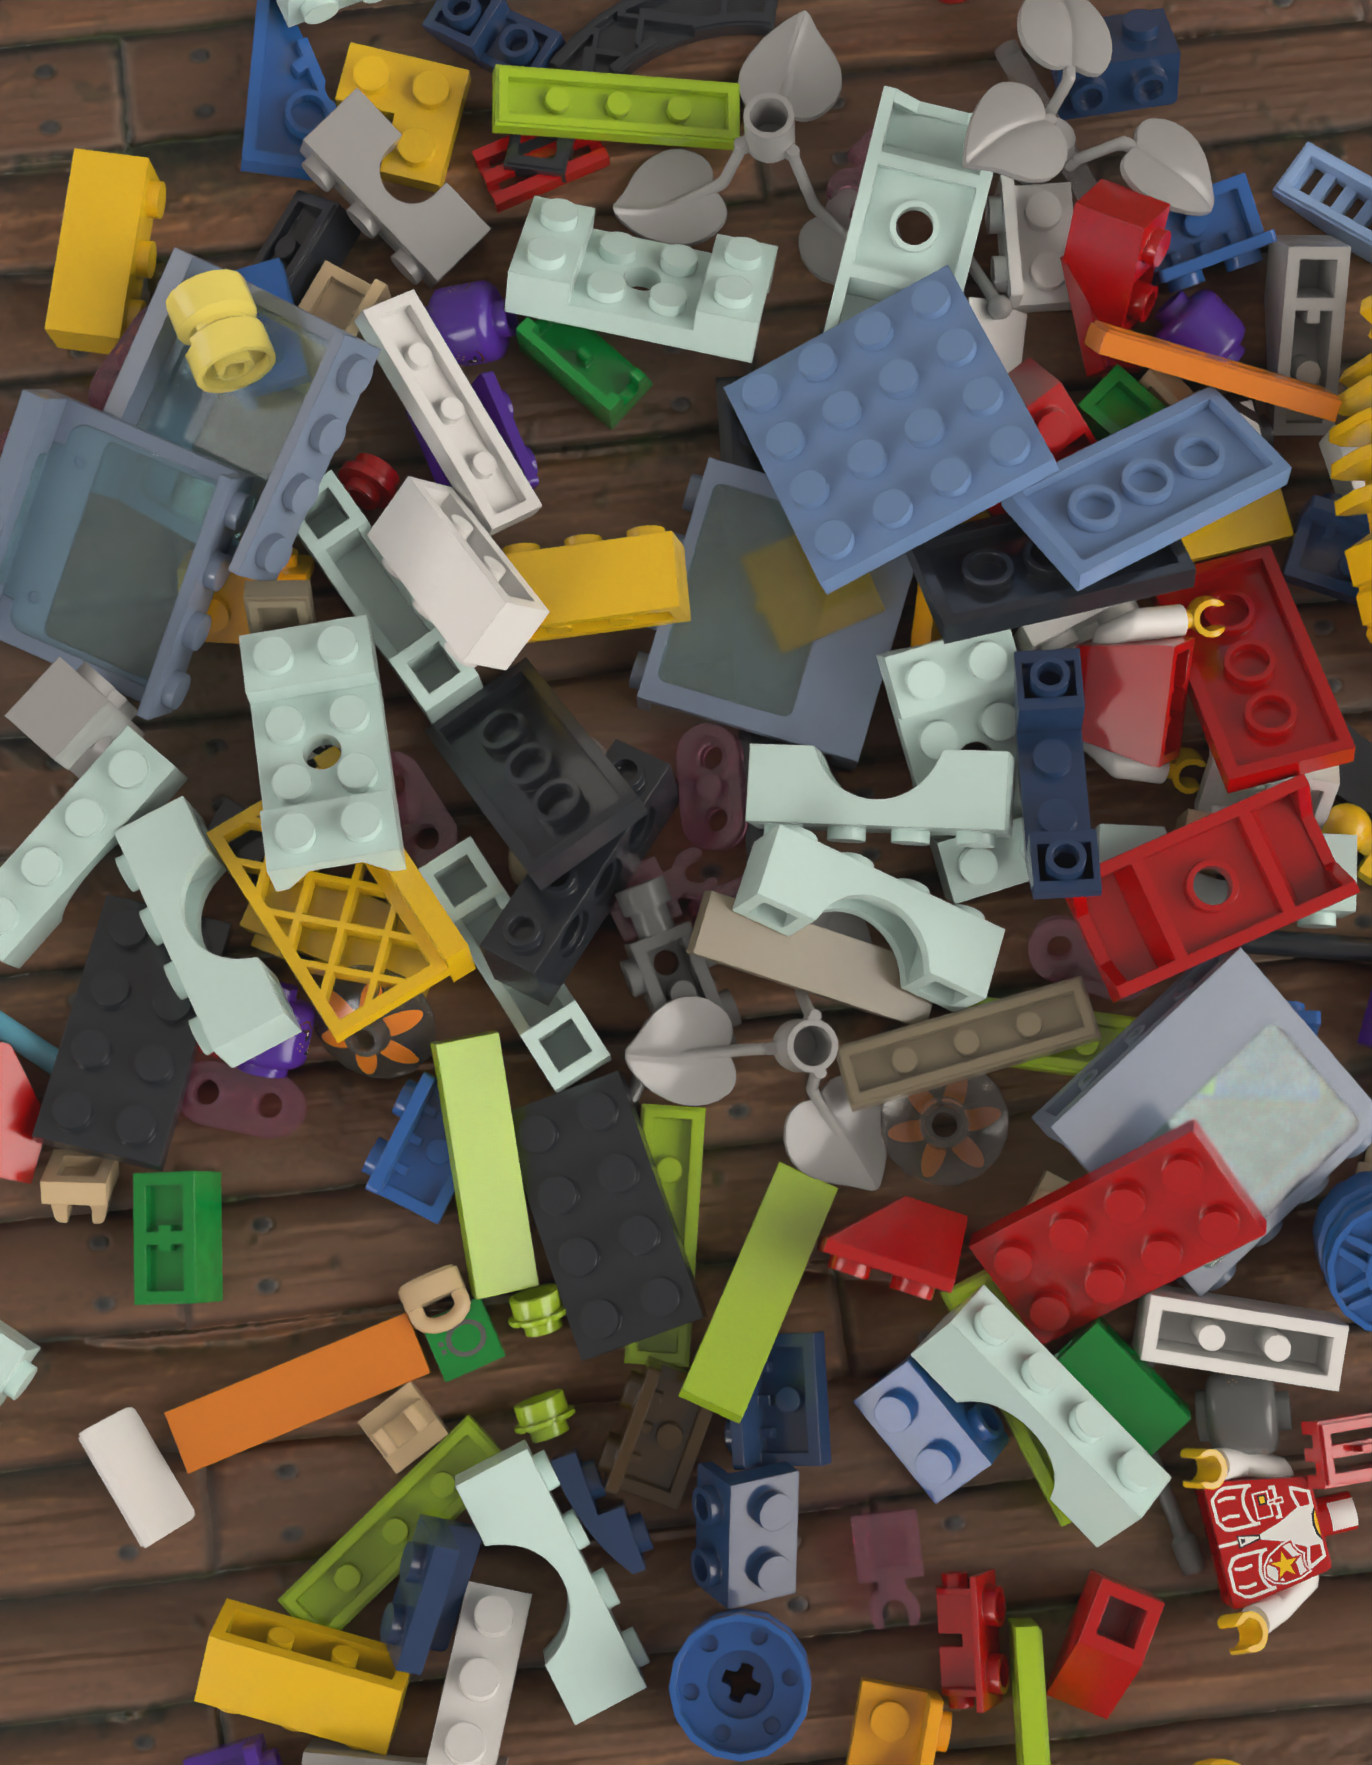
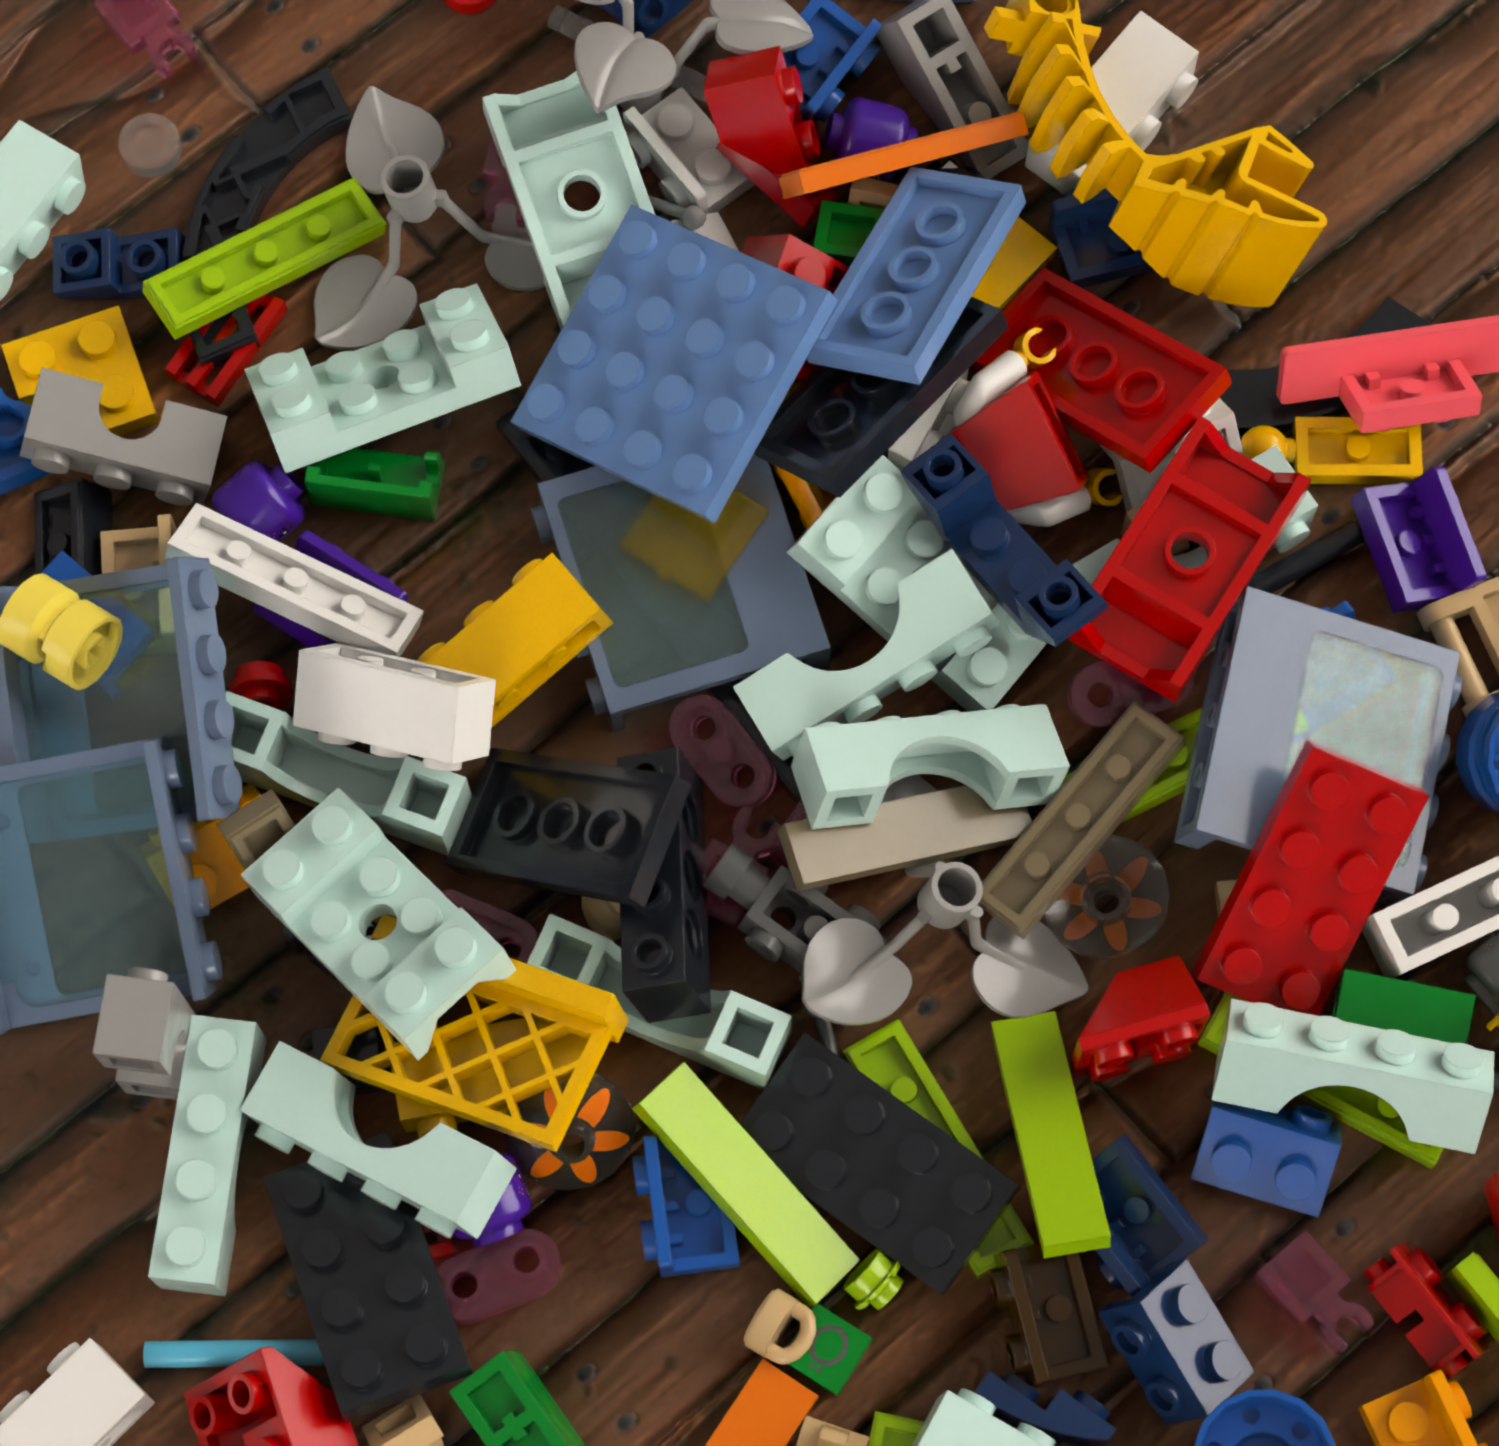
camera: 30 degrees left, 10 degrees down
(543, 1415) = (940, 1366): lime plate -> none

